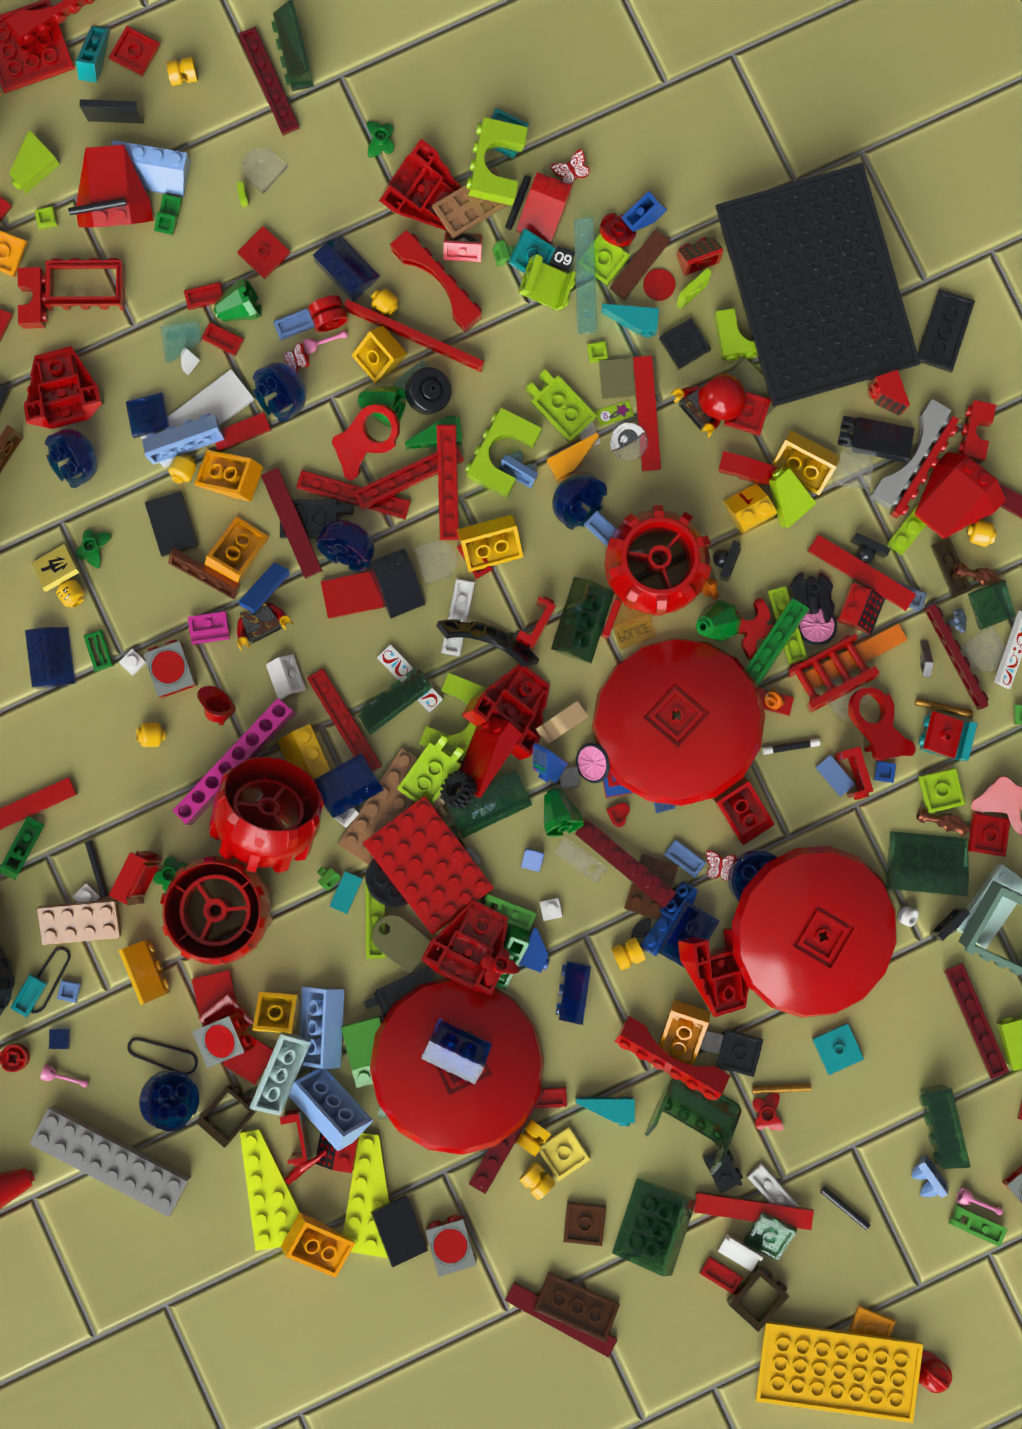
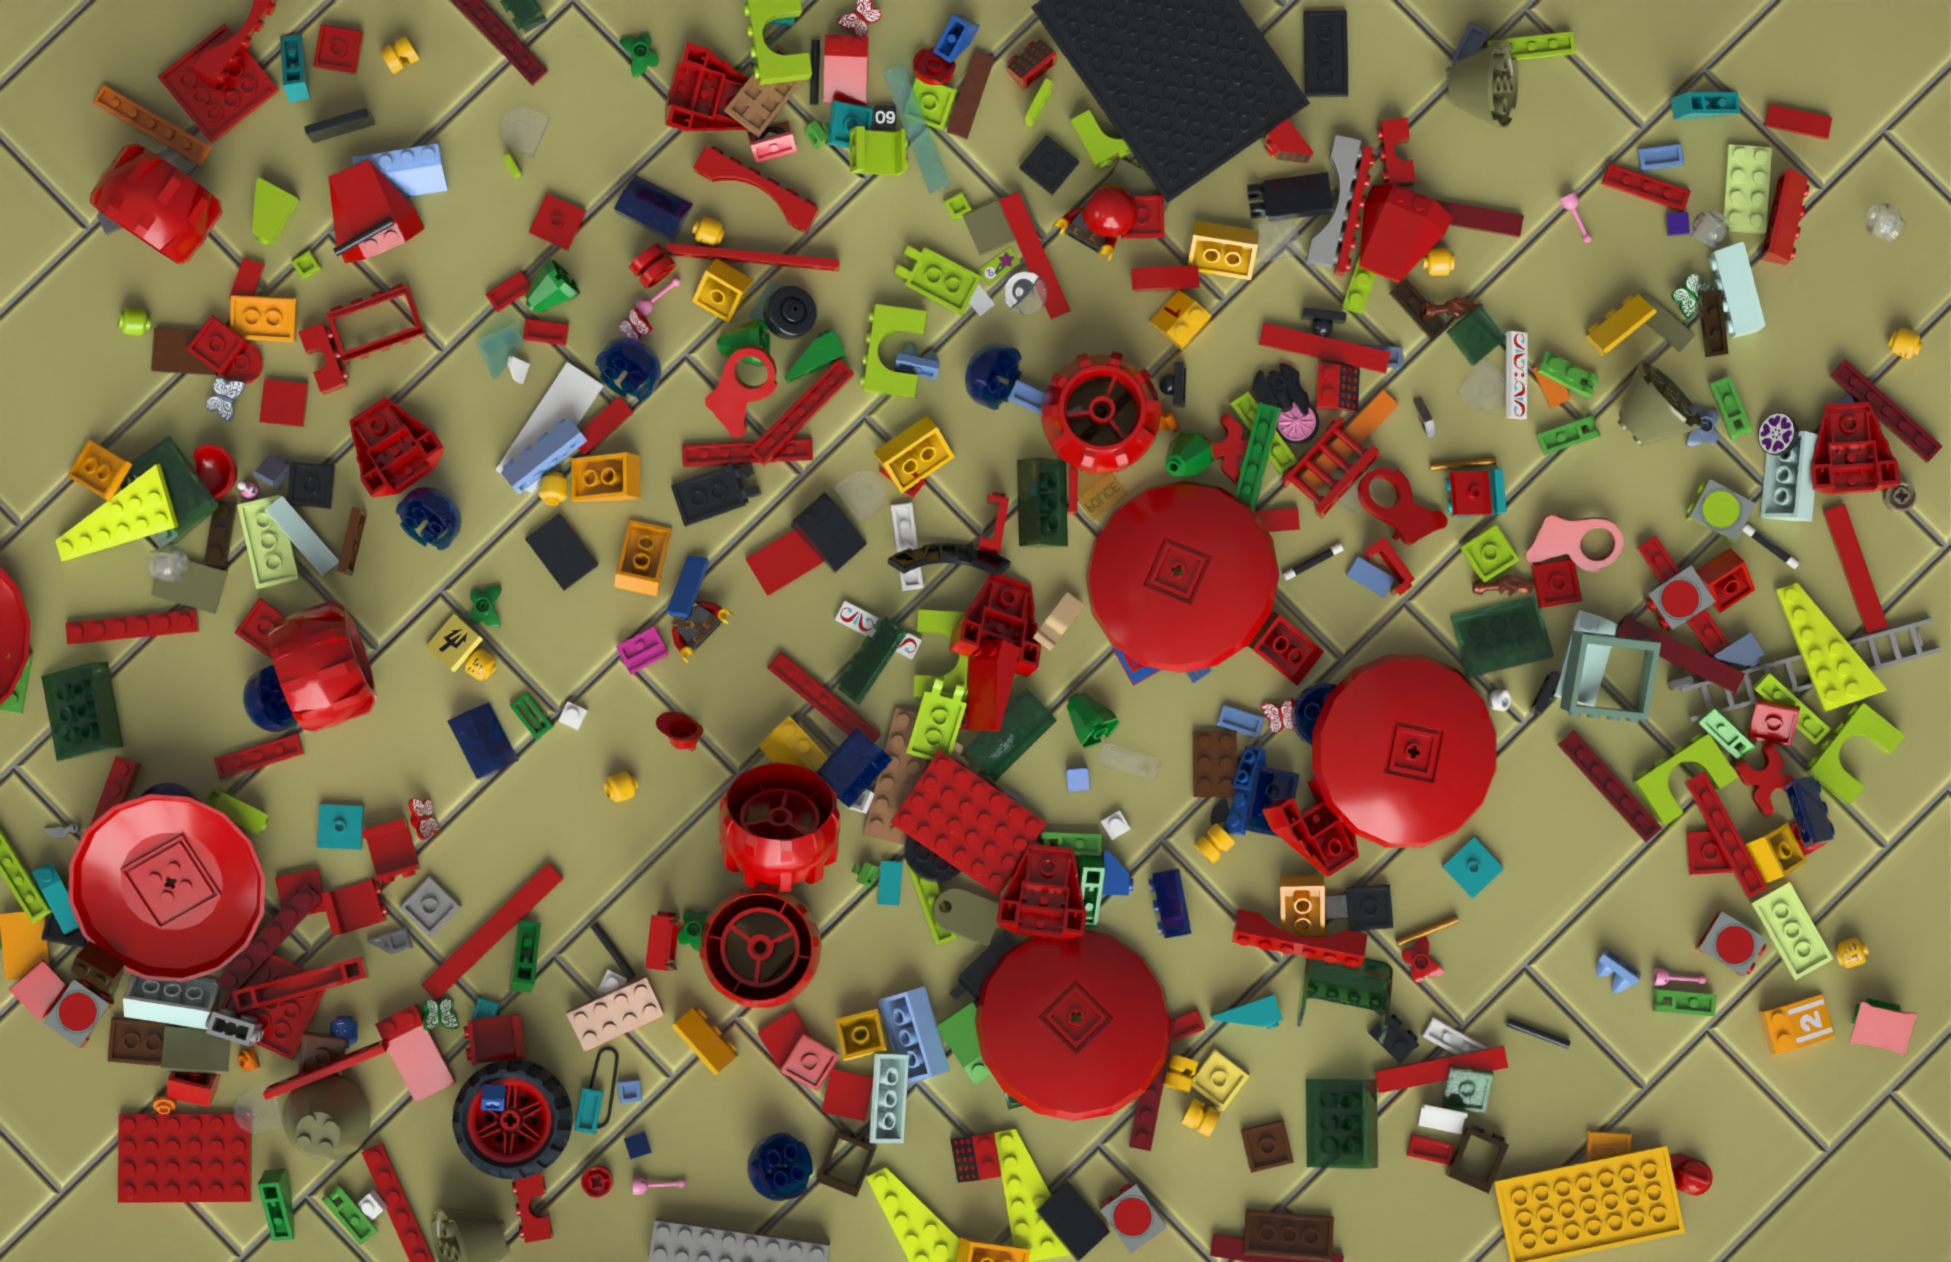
camera: 15 degrees left, 0 degrees up
(147, 415) = (494, 443): clear blue tile -> none
(162, 1045) = (751, 1114): black piece -> none
(168, 214) = (438, 216): green slope -> none
(169, 669) = (616, 708): panel -> none
(203, 573) = (616, 593): copper tile -> none
(223, 1039) = (814, 1083): panel -> none
(247, 747) = (727, 769): dark pink tile -> none
(285, 676) = (743, 674): white panel -> none
(291, 523) = (692, 506): dark red tile -> none
(294, 324) = (618, 289): medium blue tile -> none
(298, 1116) = (922, 1136): red panel -> none
(299, 1170) = (945, 1192): red animal -> none
(330, 1108) = (953, 1115): light blue slope -> none
(346, 544) = (761, 509): clear blue cylinder -> none
(447, 482) = (845, 404): red tile -> none
(456, 1051) = (1068, 1006): clear blue slope -> none
(466, 791) = (981, 734): black tyre -> none
(497, 966) = (1080, 903): red animal -> none
(547, 764) = (1058, 670): blue slope -> none
(570, 459) = (968, 335): light orange slope -> none
(570, 777) = (1086, 677): flat silver tile -> none
(593, 763) = (1106, 653): bright pink wheel -> none
(618, 814) = (1152, 698): red tile -> none
(625, 864) = (1178, 748): dark red plate -> none
(637, 319) = (987, 156): teal slope -> none
(659, 284) = (999, 109): red piece -> none
(773, 699) = (1276, 518): orange plate -> none
(789, 497) = (1219, 294): lime slope -> none
(884, 772) = (1422, 554): blue tile -> none
(944, 1127) = (1613, 910): clear green slope -> none
(953, 650) = (1450, 397): dark red plate -> none
(958, 620) = (1446, 364): sand blue plant -> none

